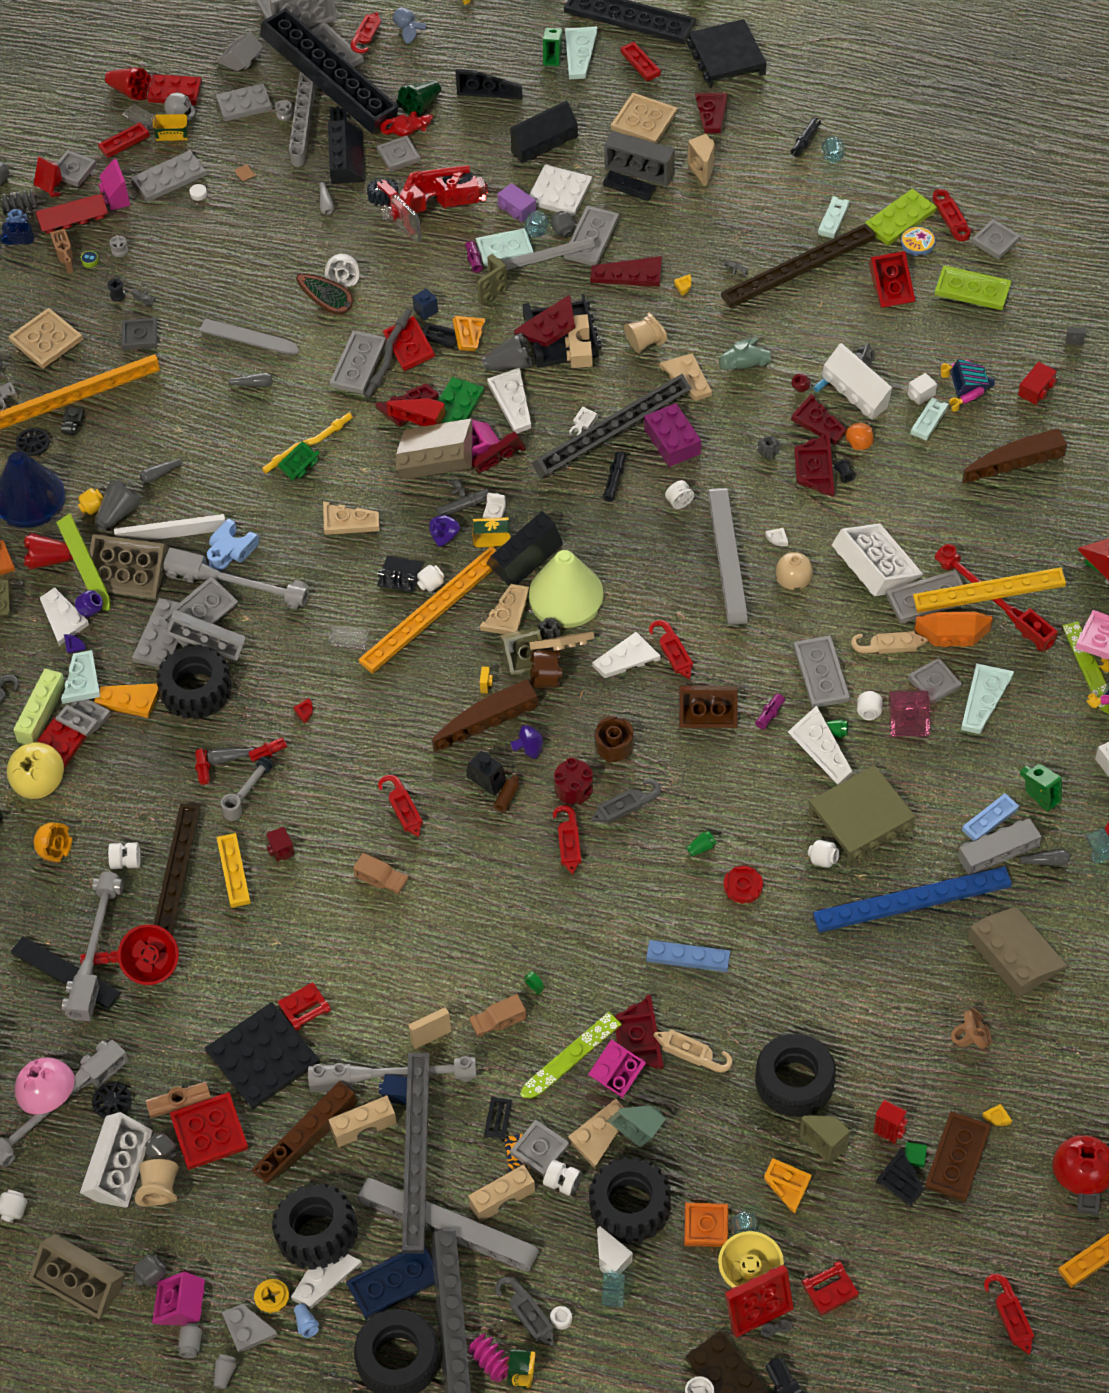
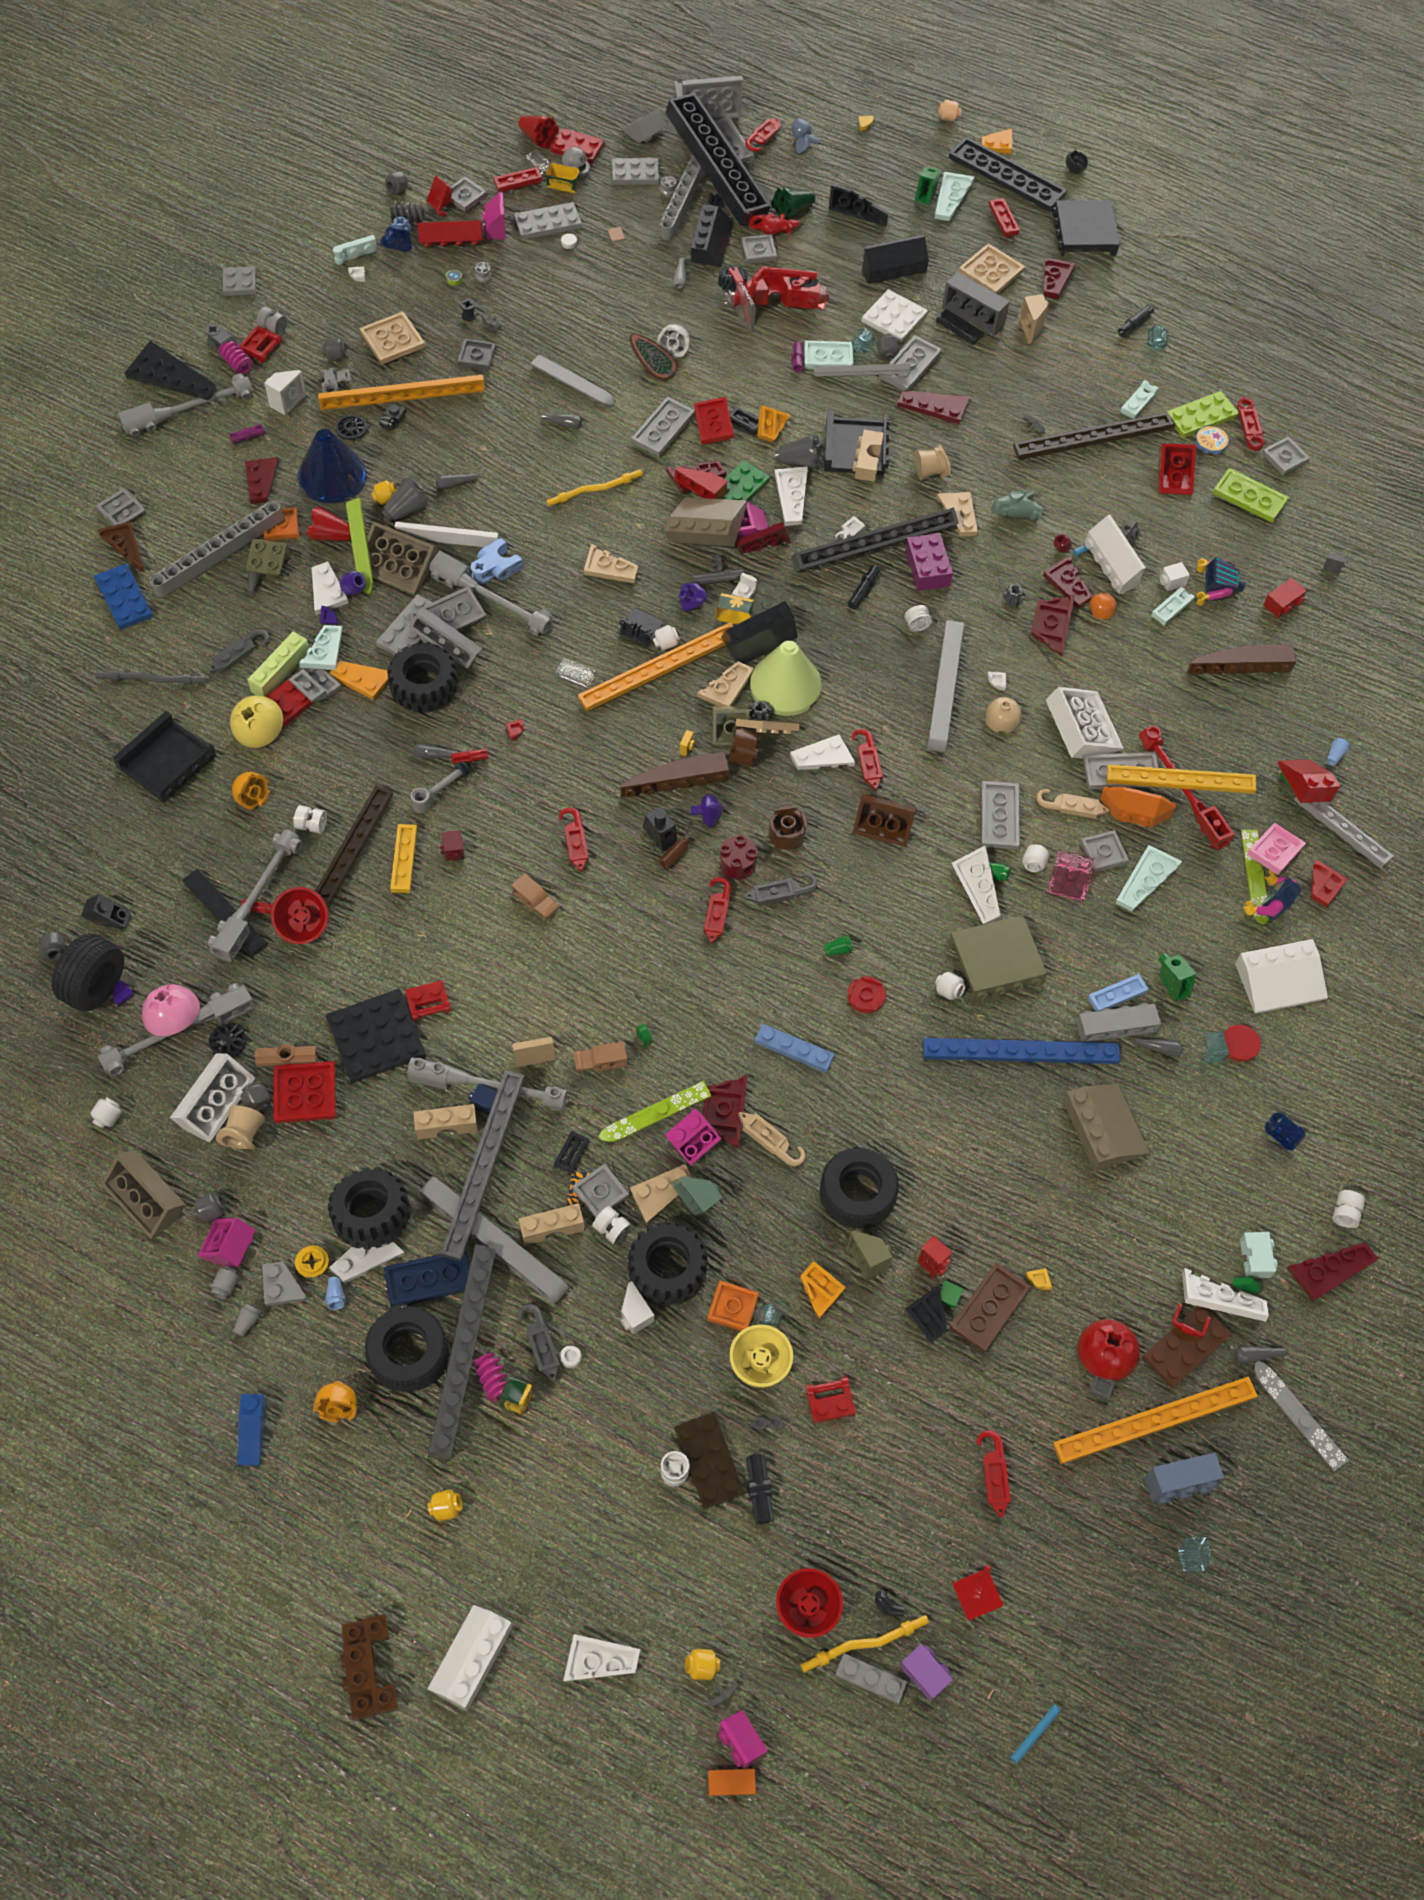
camera: 10 degrees right, 5 degrees up
(63, 248) = (433, 262): medium nougat piece -> none
(202, 766) = (406, 756): red axle -> none
(298, 460) = (581, 501): green bracket -> none
(305, 1133) = (389, 1119): reddish brown slope -> none
(376, 380) = (674, 446): dark grey bar -> none
(425, 304) = (739, 388): dark blue brick -> none
(494, 282) = (808, 383): olive bracket -> none
(516, 202) = (850, 316): medium lavender brick -> none
(550, 323) = (846, 433): dark red wing -> none
(613, 1290) = (627, 1344): clear light blue panel -> none
(683, 284) = (982, 427): yellow tile -> none
(759, 1300) = (757, 1395): red plate -> none
(770, 711) = (940, 839): magenta pin -> none
(845, 470) = (1079, 634): black bush -> none
(974, 1031) = (1042, 1191): medium nougat tile -> none

